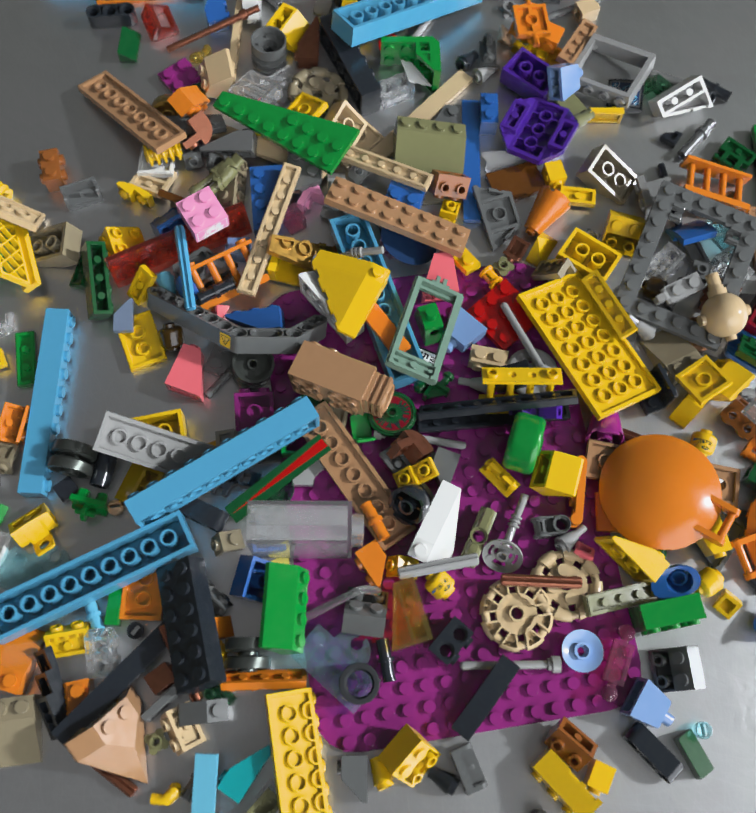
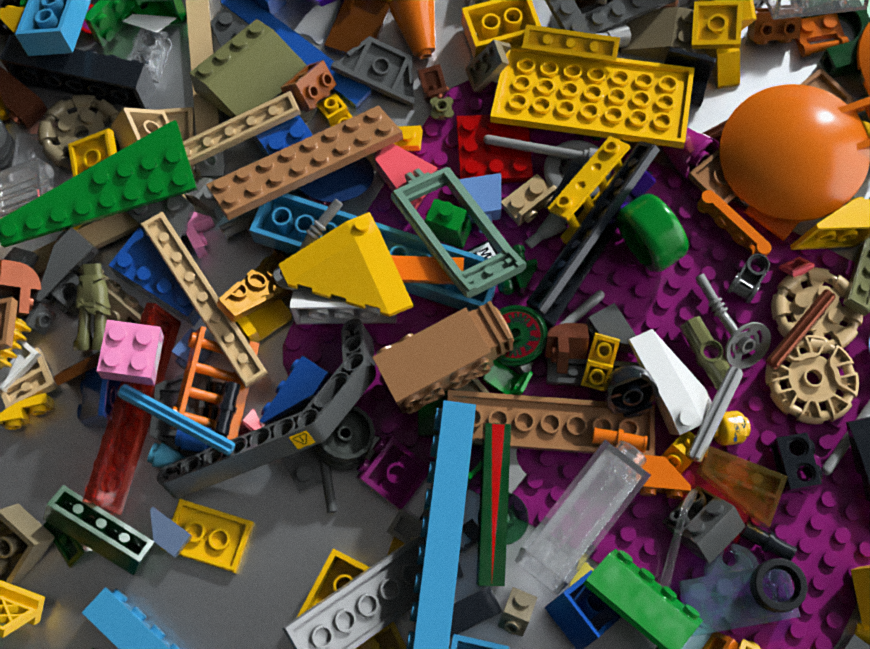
camera: 45 degrees left, 0 degrees up
(120, 238) = (69, 467): yellow bracket -> none
(142, 281) = (144, 484): yellow slope -> none
(171, 336) = (235, 497): dark brown head -> none
(187, 373) = (292, 511): coral slope -> none
(294, 219) = (211, 265): clear pink panel -> none
(490, 276) = (437, 124): light orange bush -> none
(499, 477) = (662, 286): yellow hinge -> none
(541, 249) = (451, 61): yellow slope -> none
(556, 474) = (708, 228): yellow slope -> none
(569, 539) = (776, 273): light grey cone -> none
(704, 441) = (769, 76): yellow head -> none

